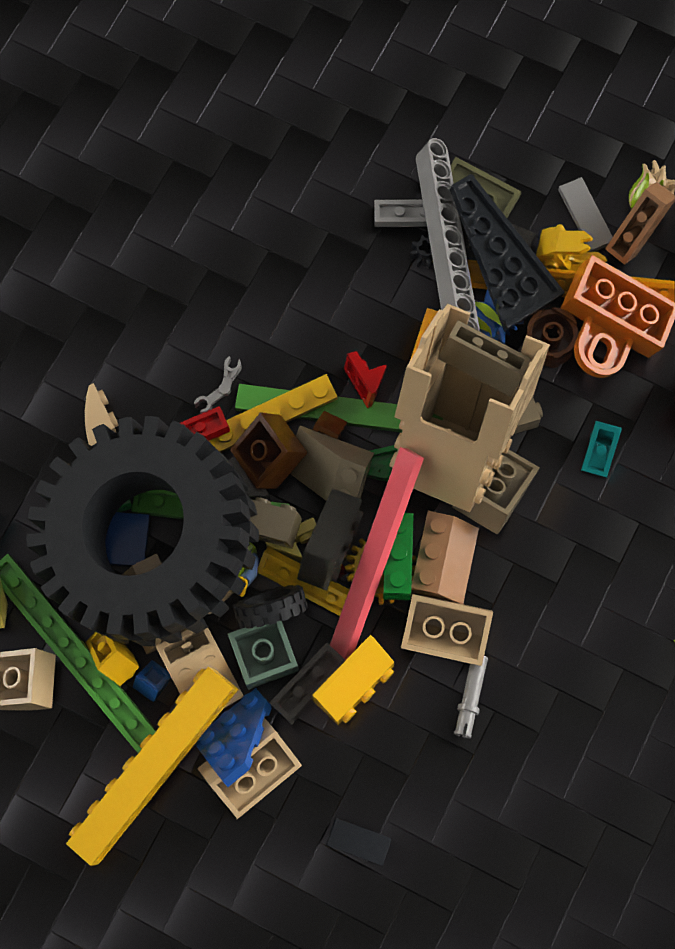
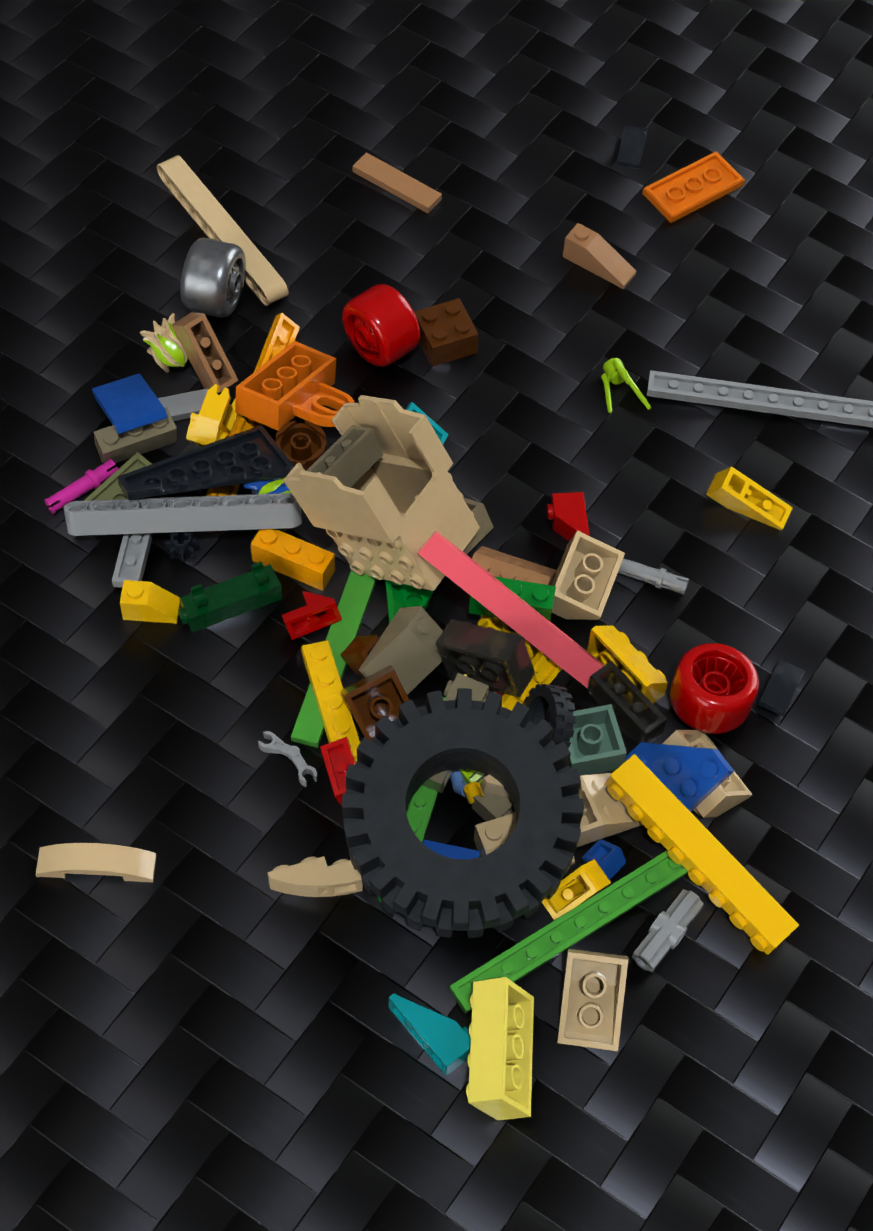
camera: 90 degrees left, 15 degrees down
(82, 744) = (667, 930): none -> light grey piece
(97, 250) = (96, 859): none -> tan slope
(357, 236) = (148, 603): none -> yellow slope
(357, 763) = (714, 688): none -> red wheel
(374, 305) = (230, 598): none -> dark green brick
(484, 159) = (90, 480): none -> dark pink pin
(525, 609) = (568, 514): none -> red slope
(538, 186) = (141, 440): none -> dark tan brick
(569, 170) = (129, 403): none -> blue tile
(582, 796) = (748, 498): none -> yellow slope

